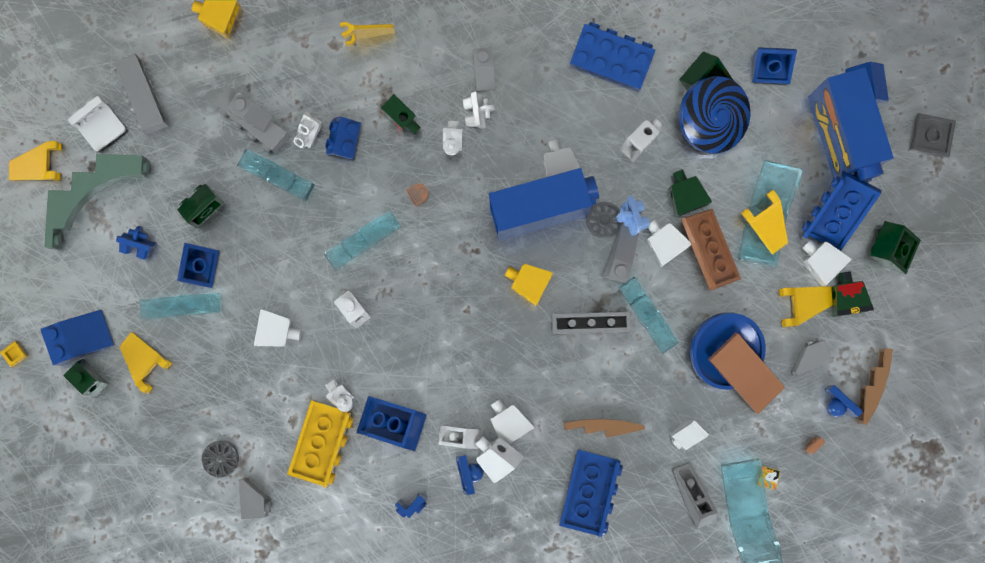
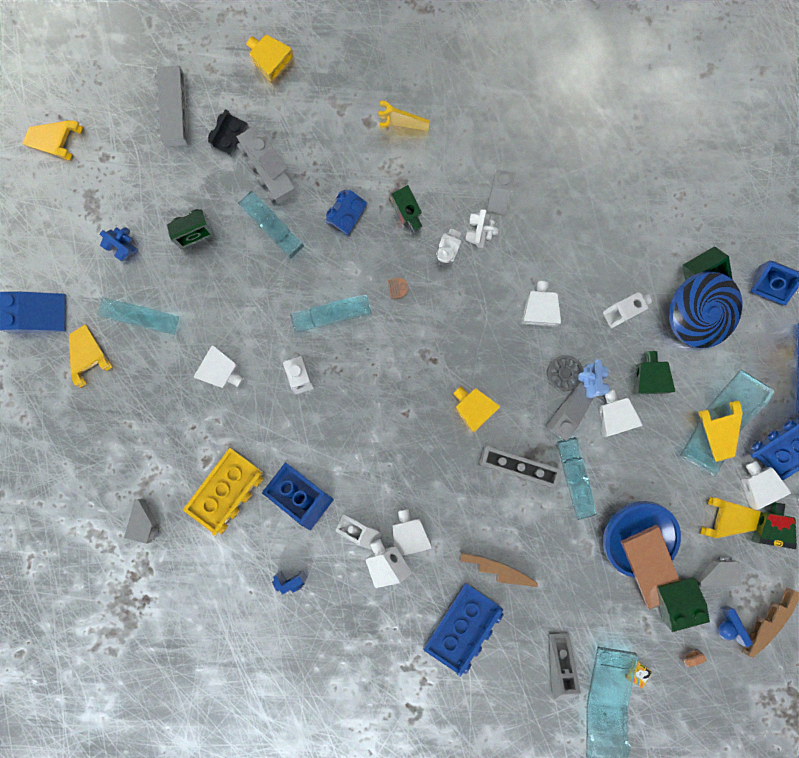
camera: 15 degrees right, 0 degrees up
(65, 205) = (65, 185): sand green arch -> none
(84, 377) = (23, 351): dark green torso -> none
(97, 123) = (121, 118): white bracket -> none
(197, 265) = (168, 283): blue slope -> none
(202, 102) = (224, 135): none -> black bracket
(220, 459) = (125, 473): flat silver wheel -> none
(307, 131) = (314, 193): white hips -> none
(339, 396) = (257, 453): white hips -> none
(468, 474) = (353, 570): blue tile -> none
(542, 203) = (514, 337): blue brick -> none
(613, 55) = (627, 221): blue bracket -> none
(688, 434) = (577, 607): white slope -> none
(711, 249) = (658, 436): nougat tile -> none
(785, 398) = (682, 604): none -> dark green slope

